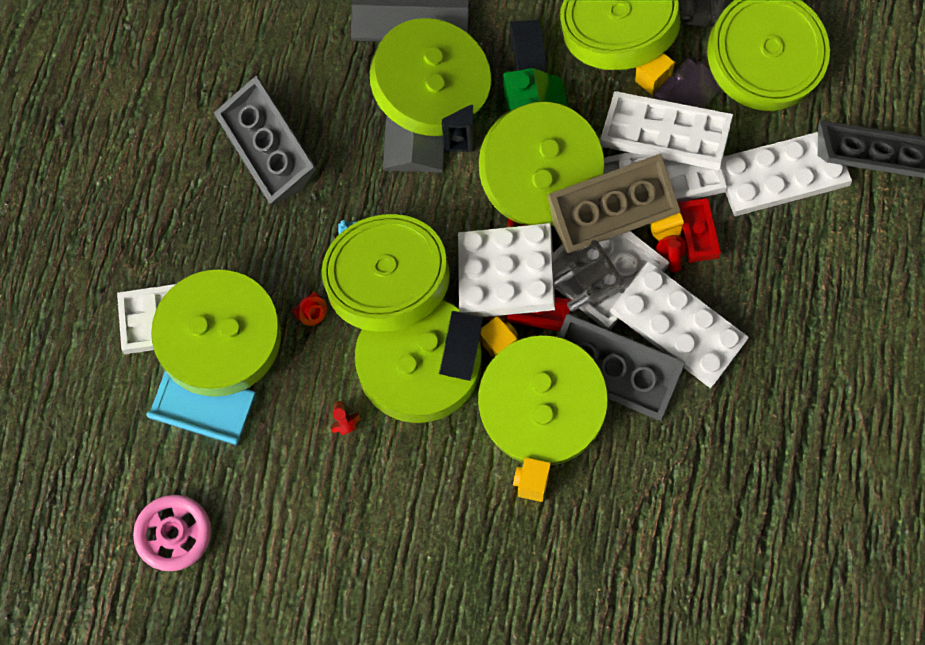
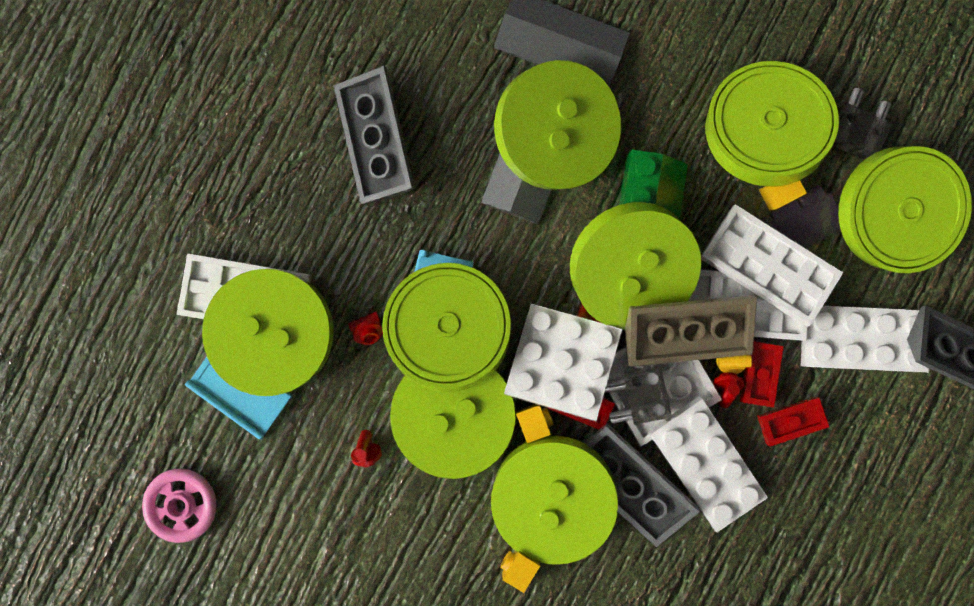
camera: 10 degrees right, 20 degrees up
(459, 131) = (569, 197): black slope -> none
(461, 345) = (495, 428): black slope -> none
(527, 45) = (666, 122): black slope -> none
(744, 262) = (793, 421): none -> red plate

